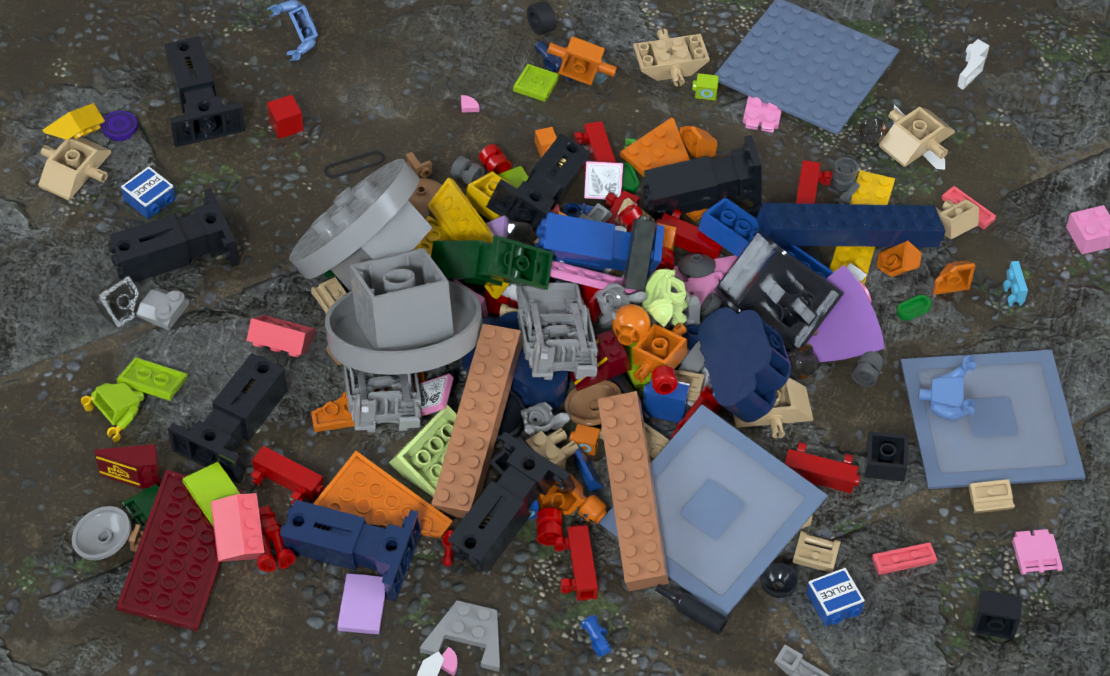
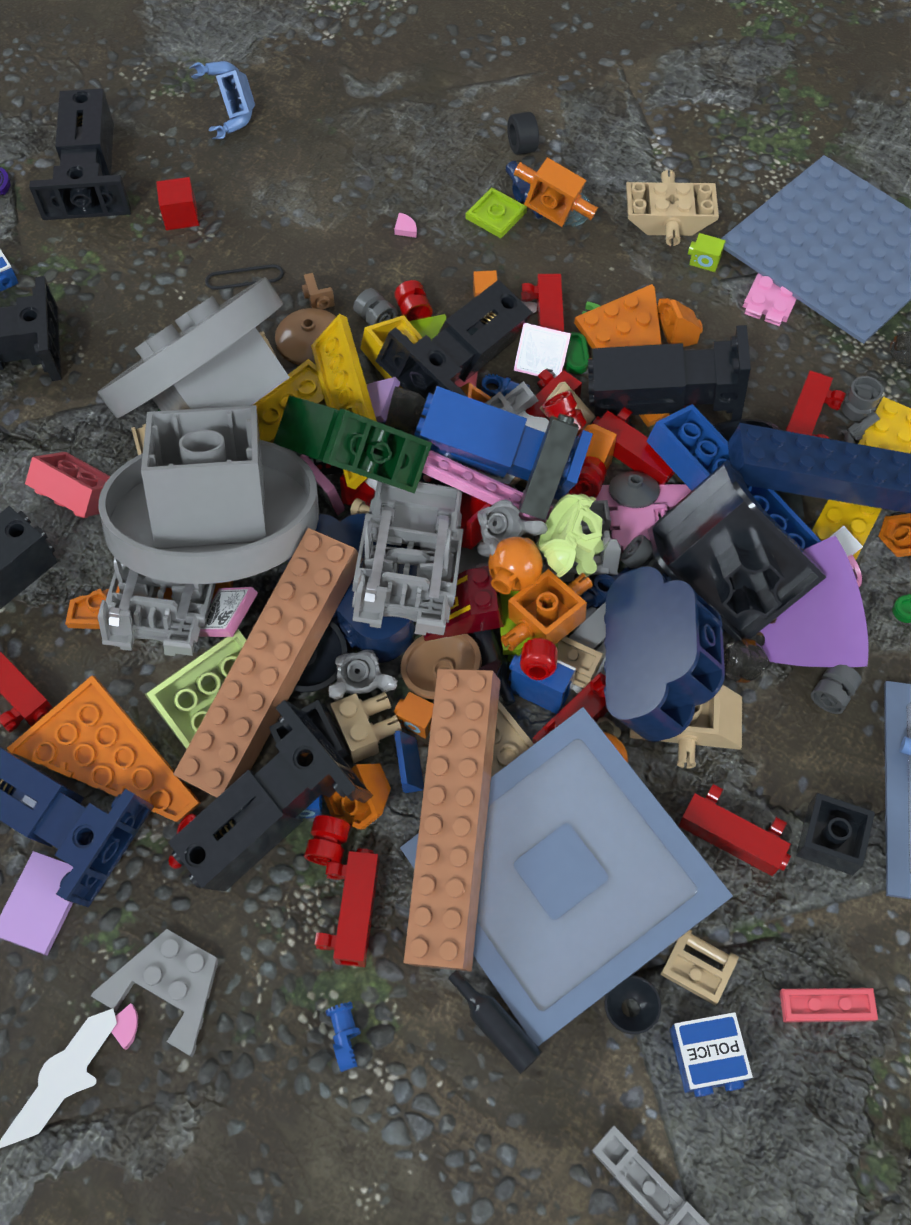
camera: 15 degrees right, 10 degrees up
(592, 509) = (395, 826): orange head -> none

